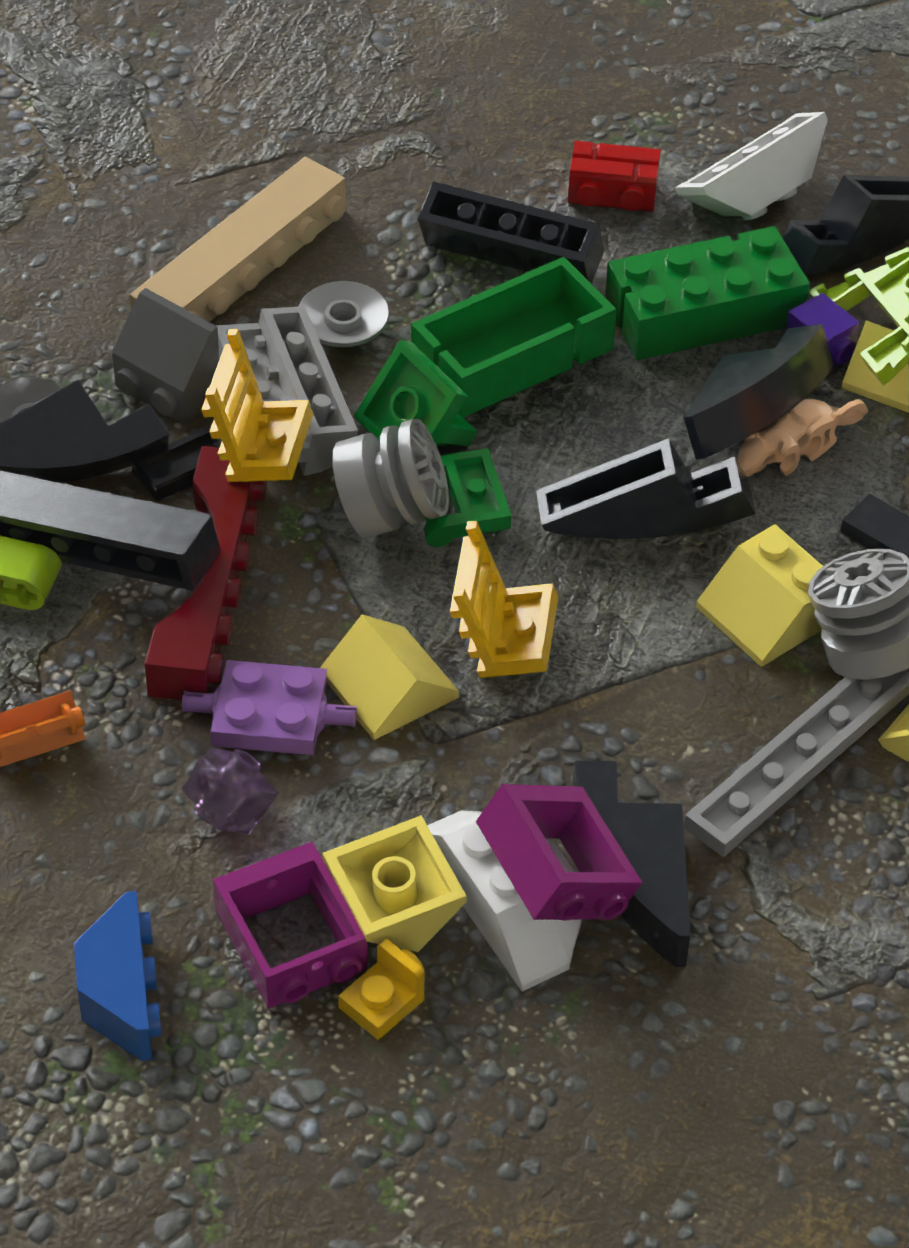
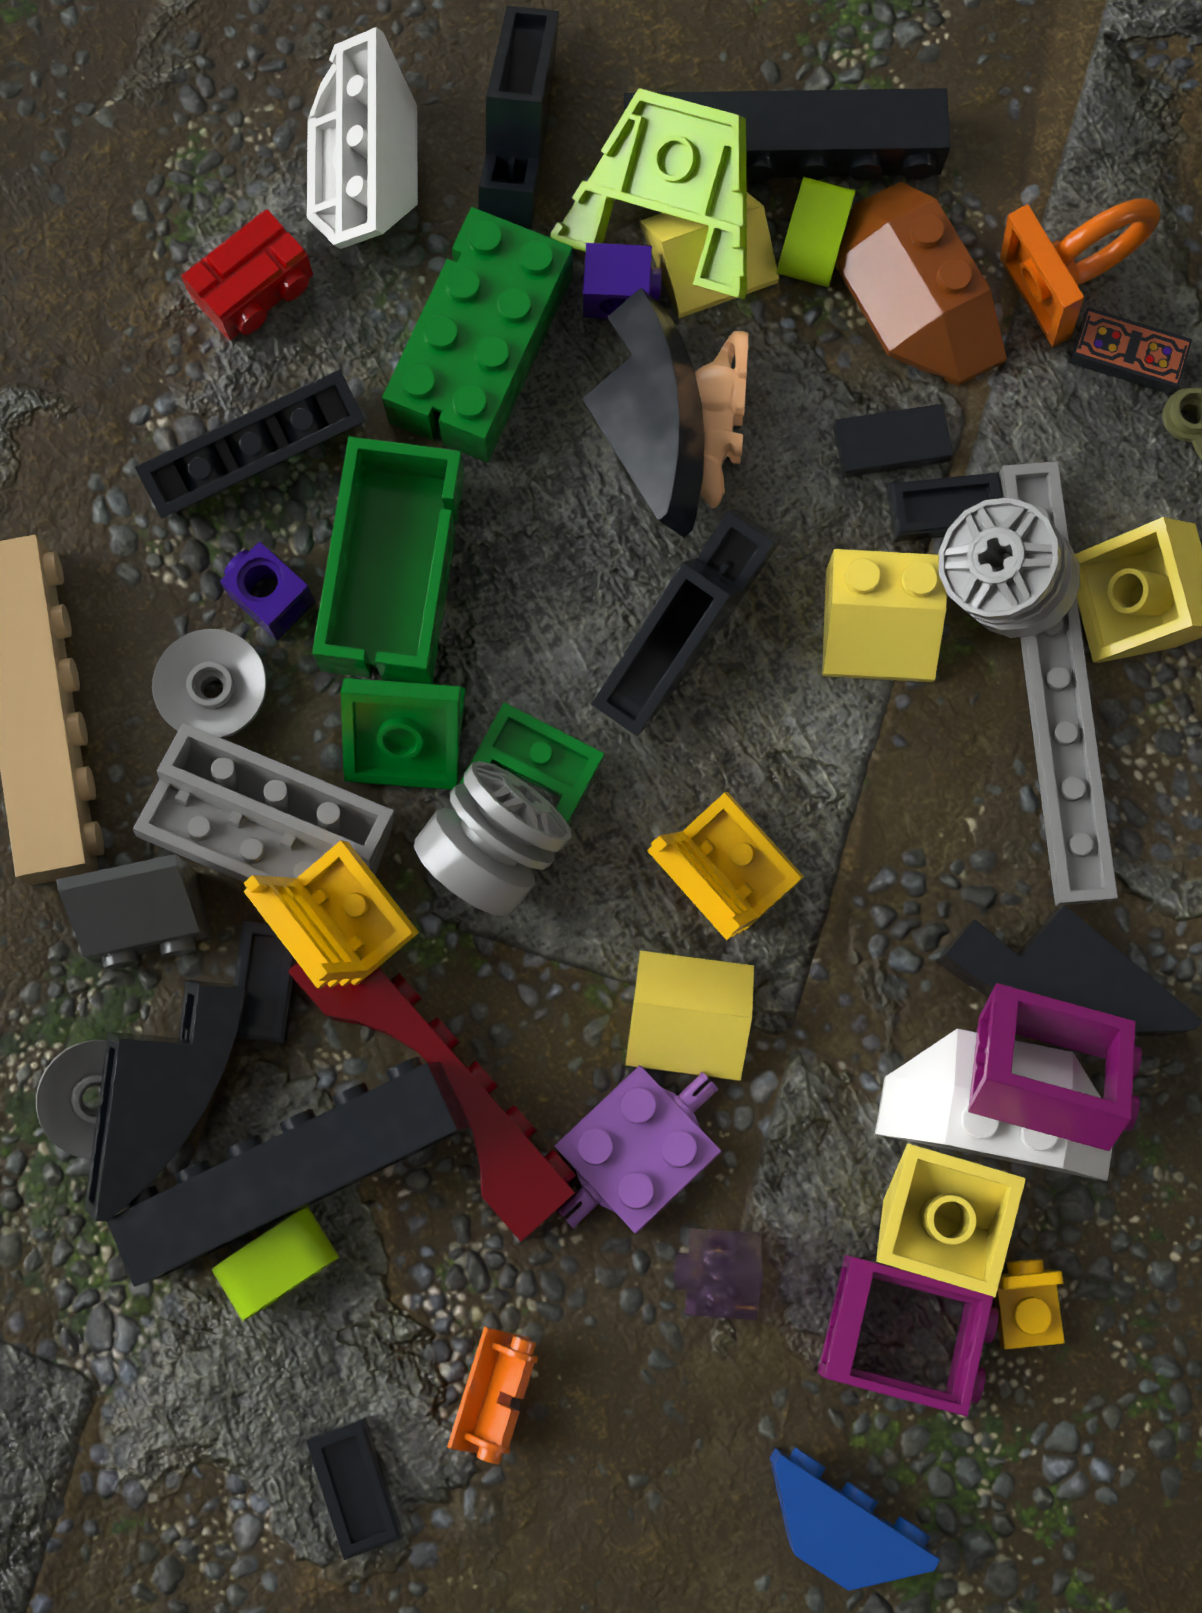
camera: 50 degrees left, 30 degrees up
(429, 293) = (282, 607): none -> dark purple brick

